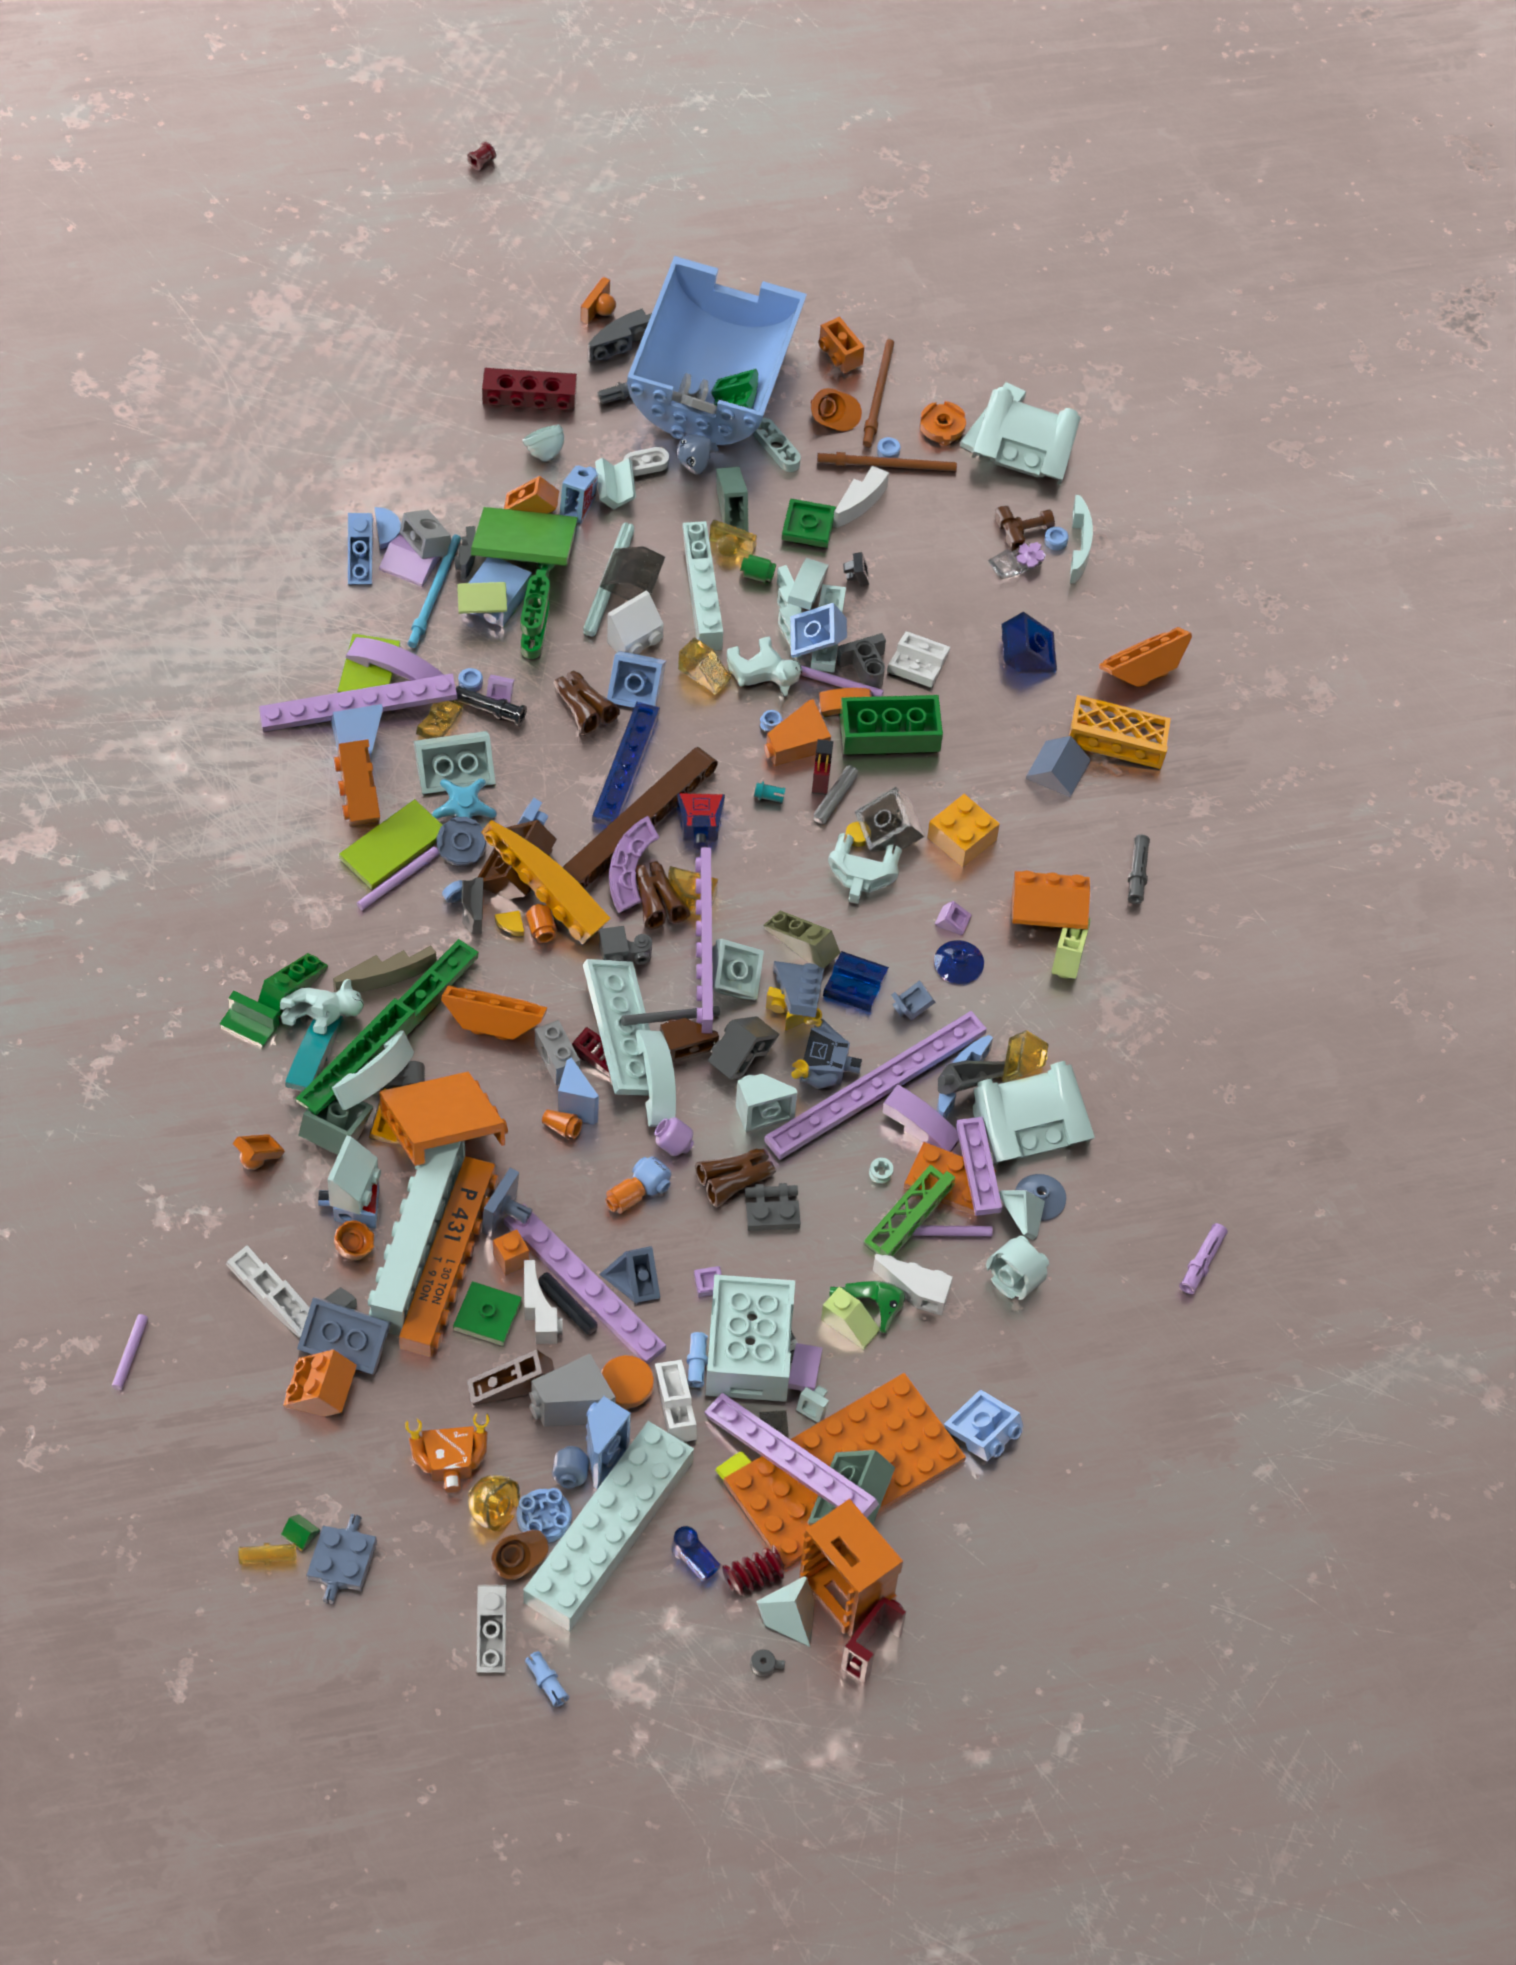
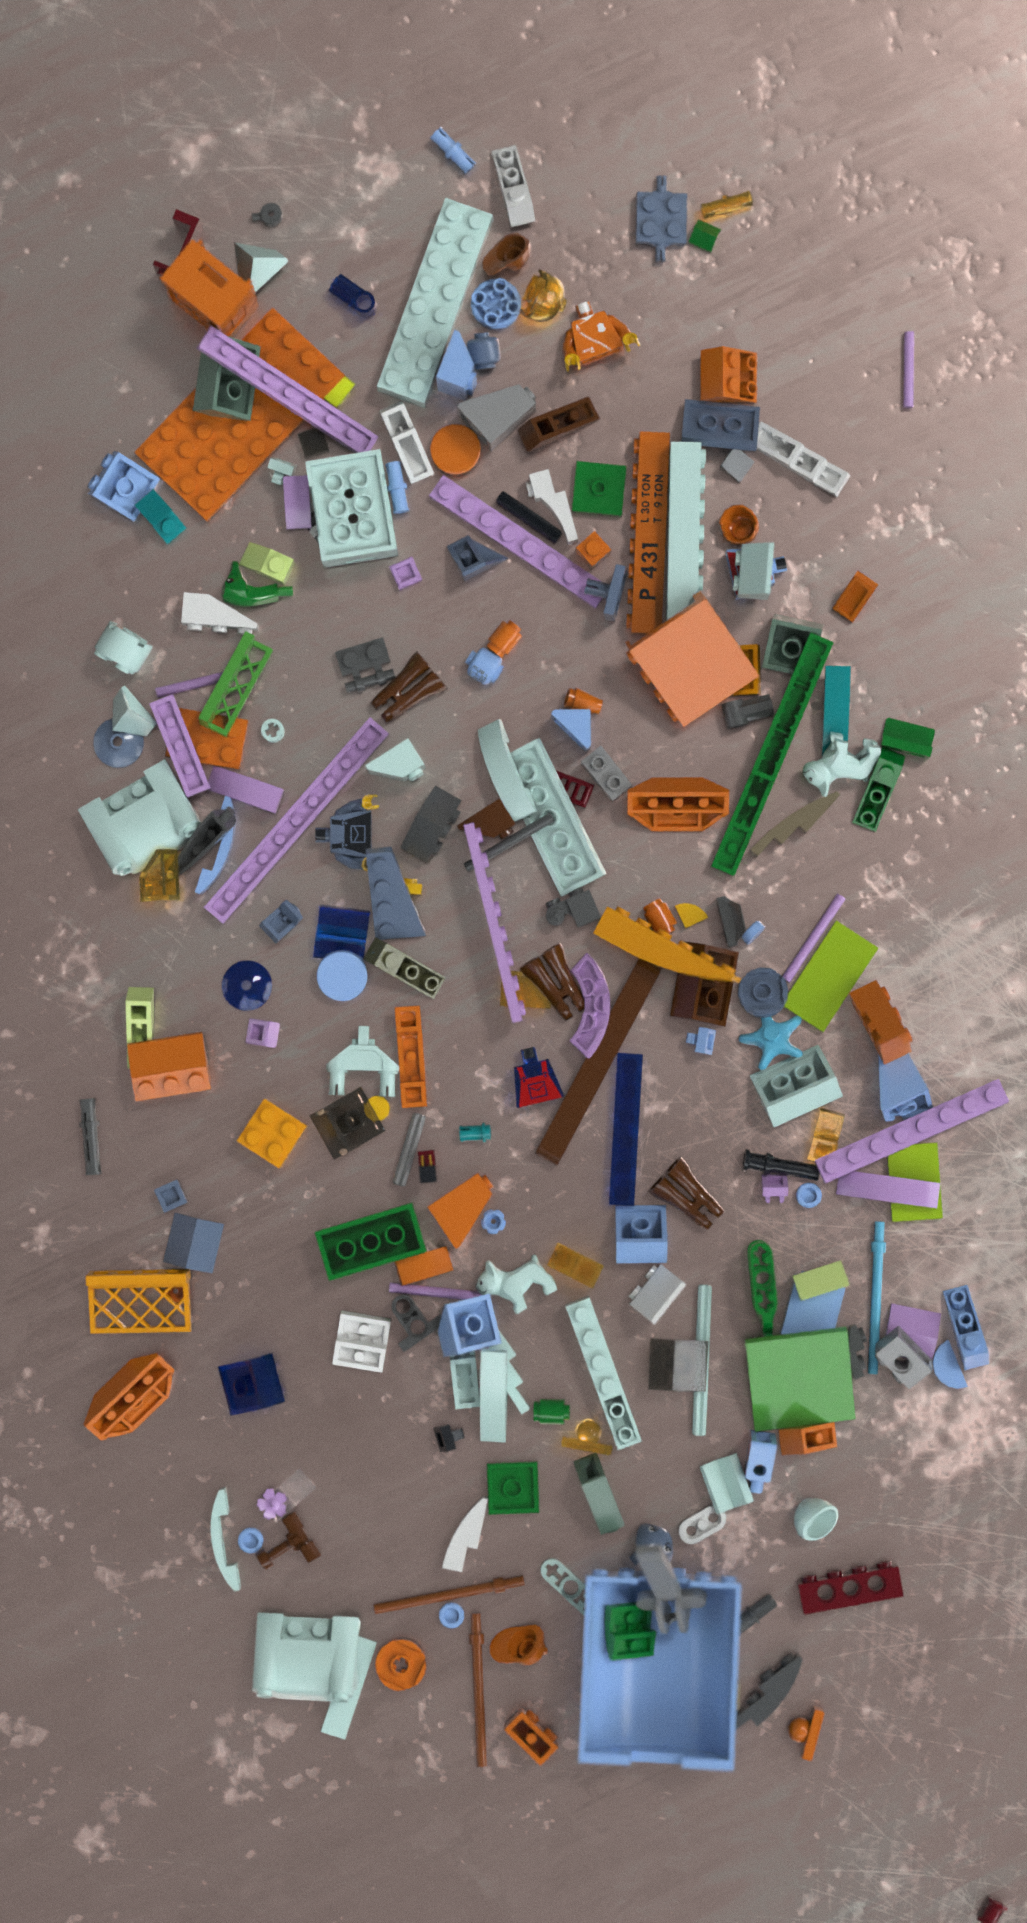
camera: 175 degrees right, 30 degrees up
(376, 1074) = (763, 695): light aqua slope -> none
(674, 1136) = (473, 710): lavender head -> none
(736, 969) = (458, 908): light aqua slope -> none
(753, 1570) = (296, 290): dark red piece -> none
(815, 861) = (411, 1056): none -> orange slope
(864, 943) = (342, 975): none -> light blue tile
(952, 1386) = (160, 516): none -> teal slope
(1071, 805) = (170, 1196): none -> sand blue plate

